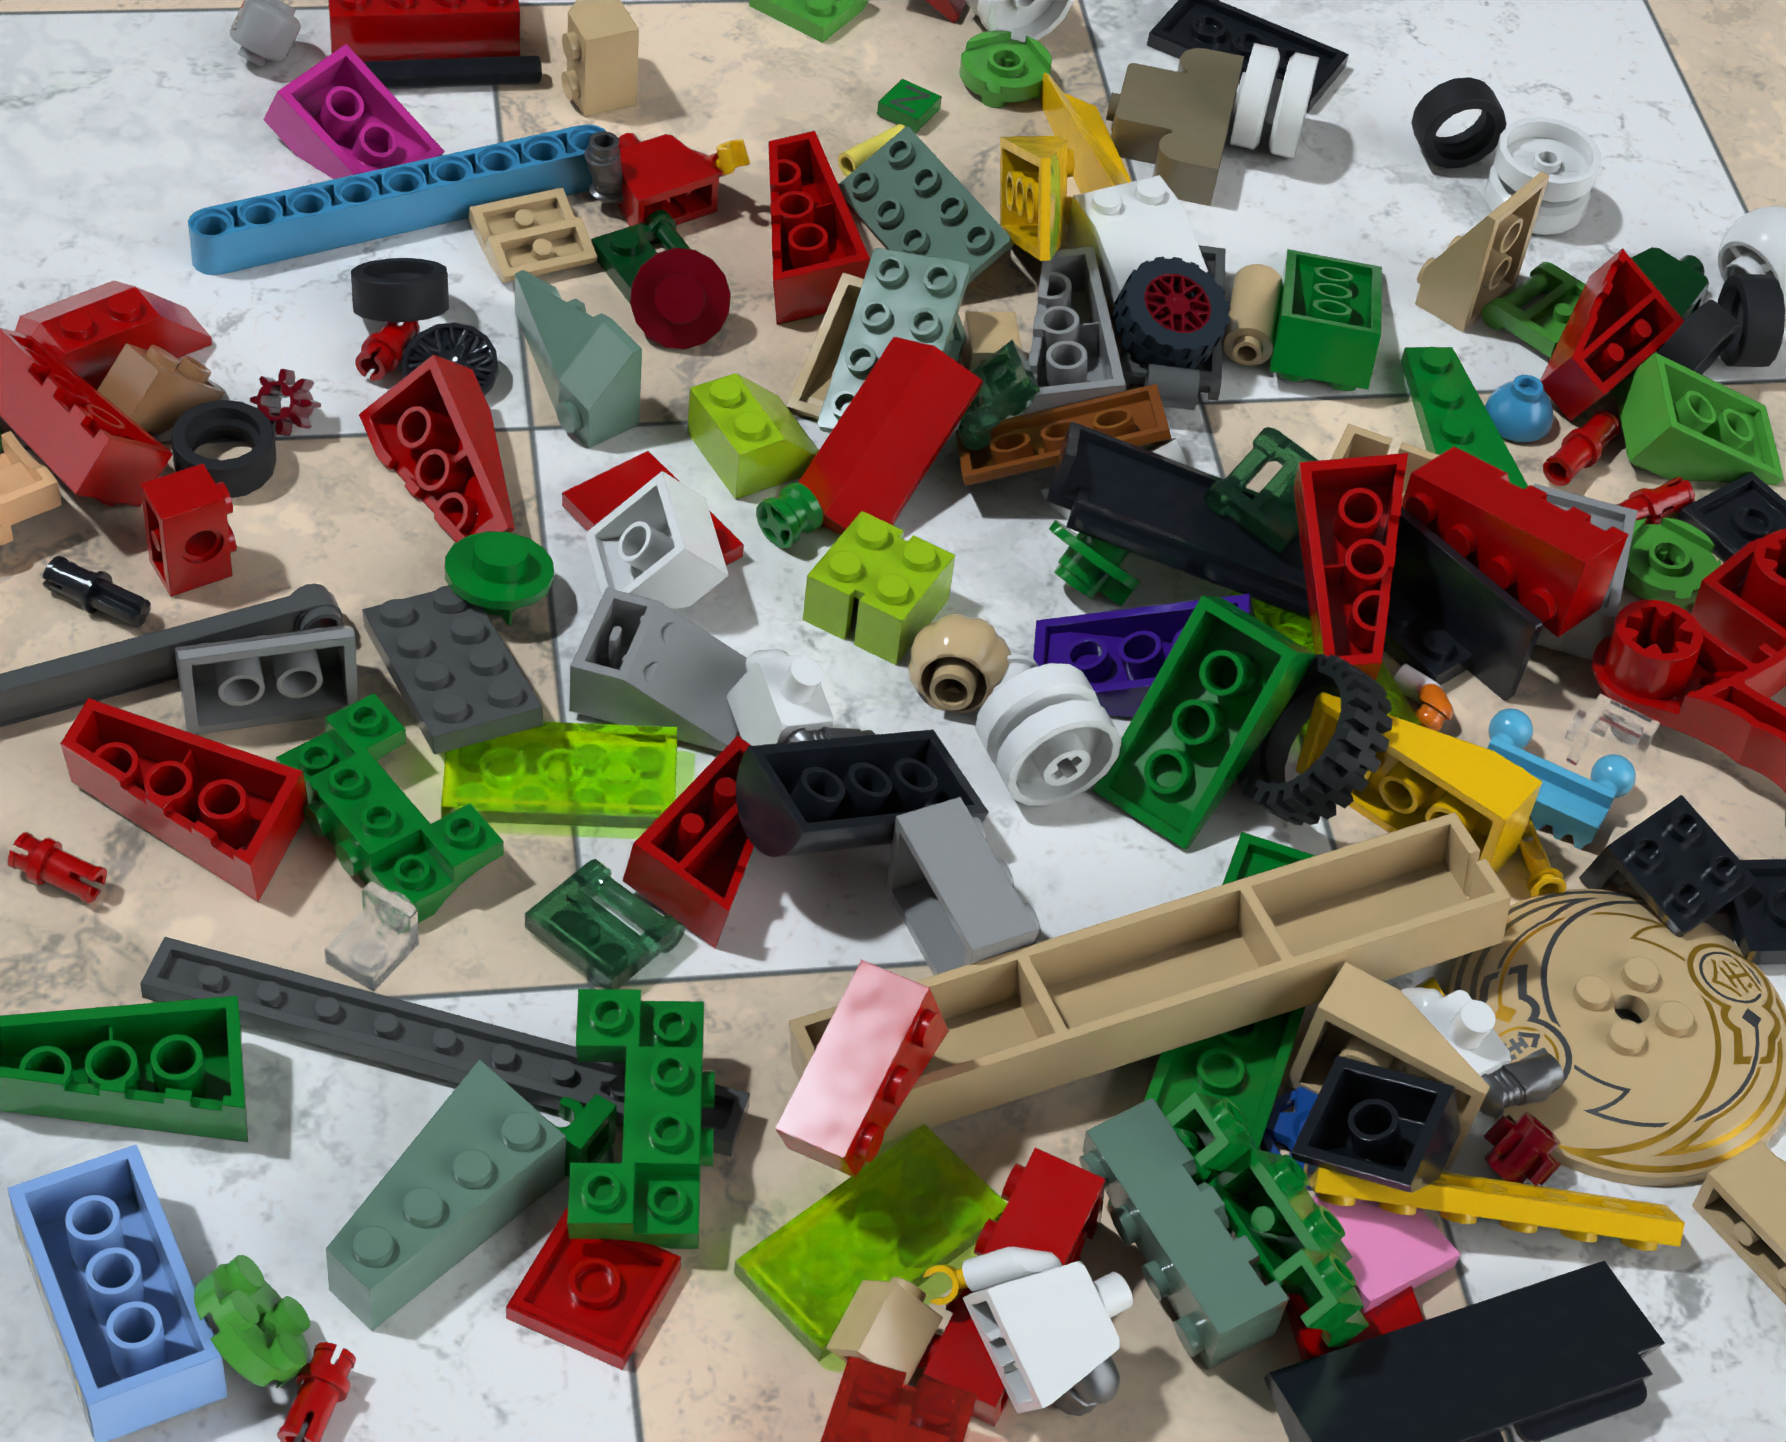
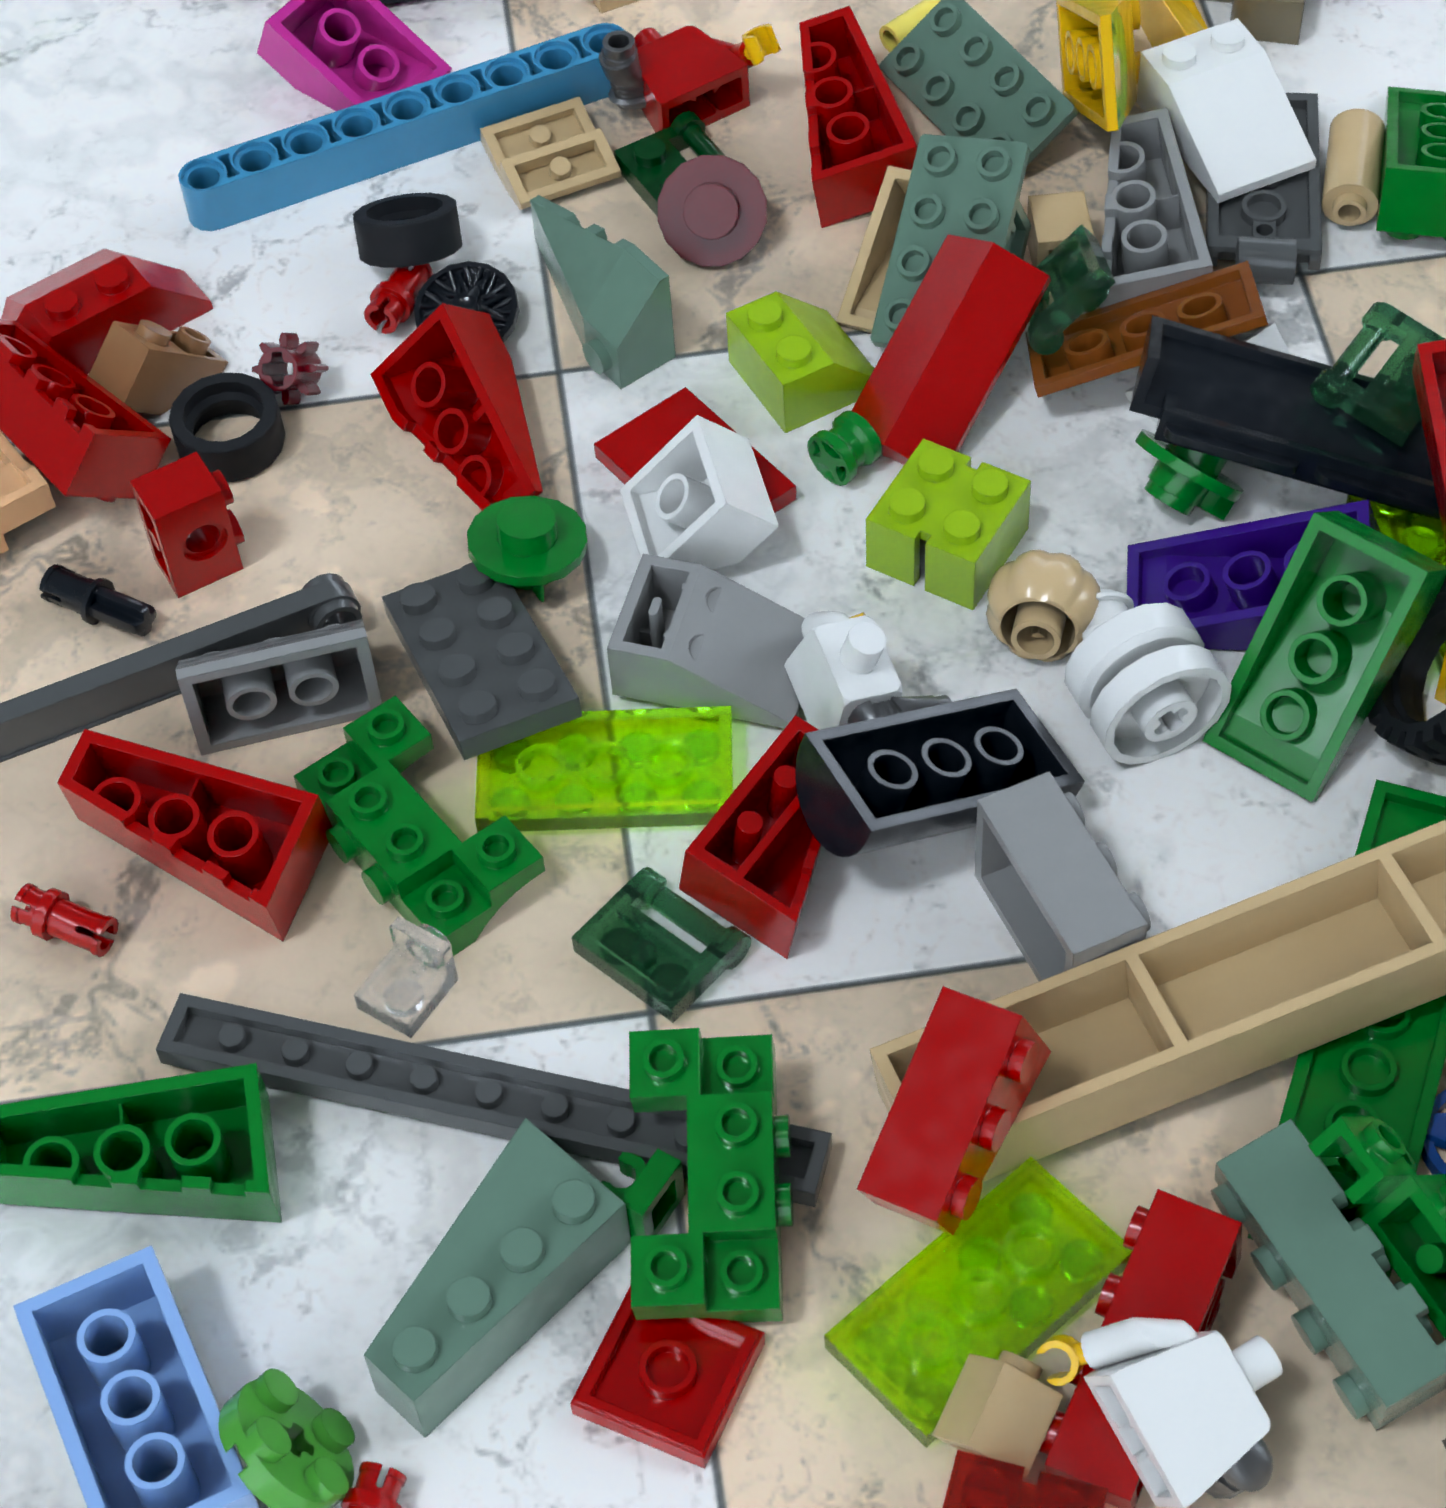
camera: 10 degrees right, 5 degrees up
(1171, 313) = (1260, 176): black wheel -> none

